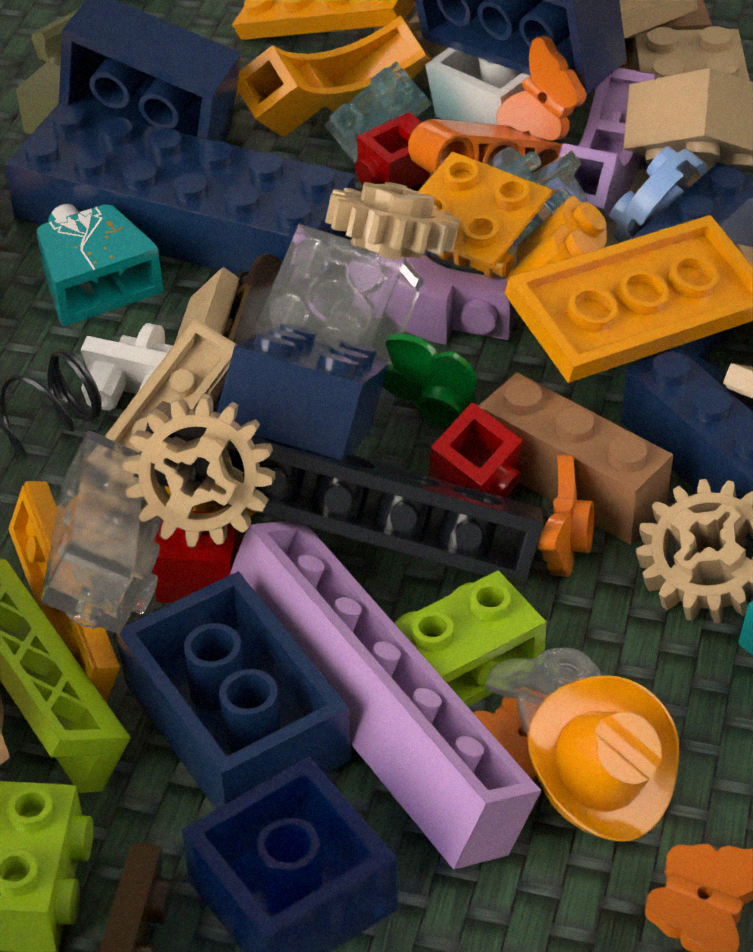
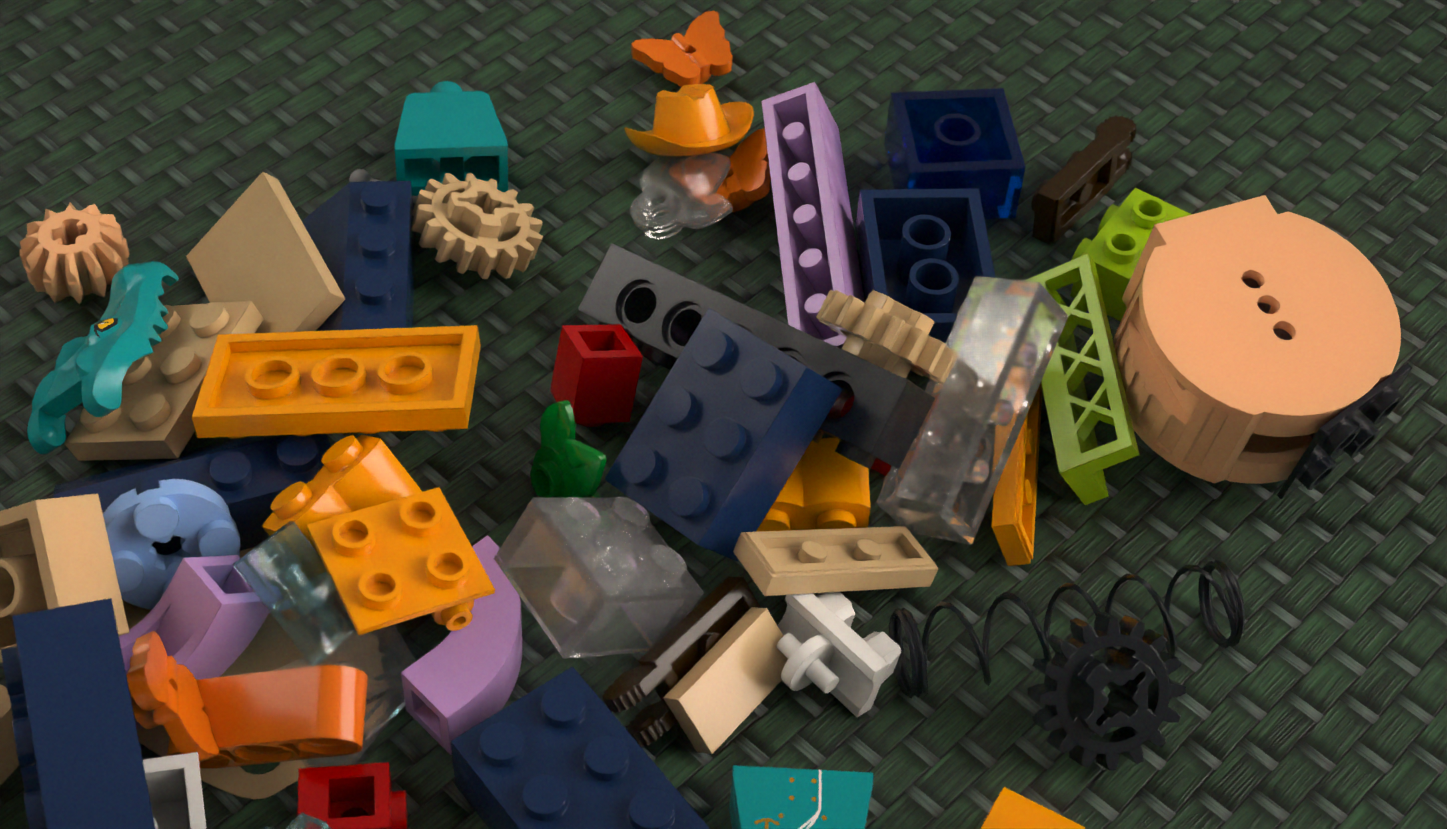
camera: 155 degrees left, 5 degrees up
(392, 220) = (526, 509): tan gear -> none
(474, 632) = (719, 253): lime brick -> none
(571, 524) = (562, 291): orange animal -> none
(610, 463) = (513, 363): medium nougat brick -> none

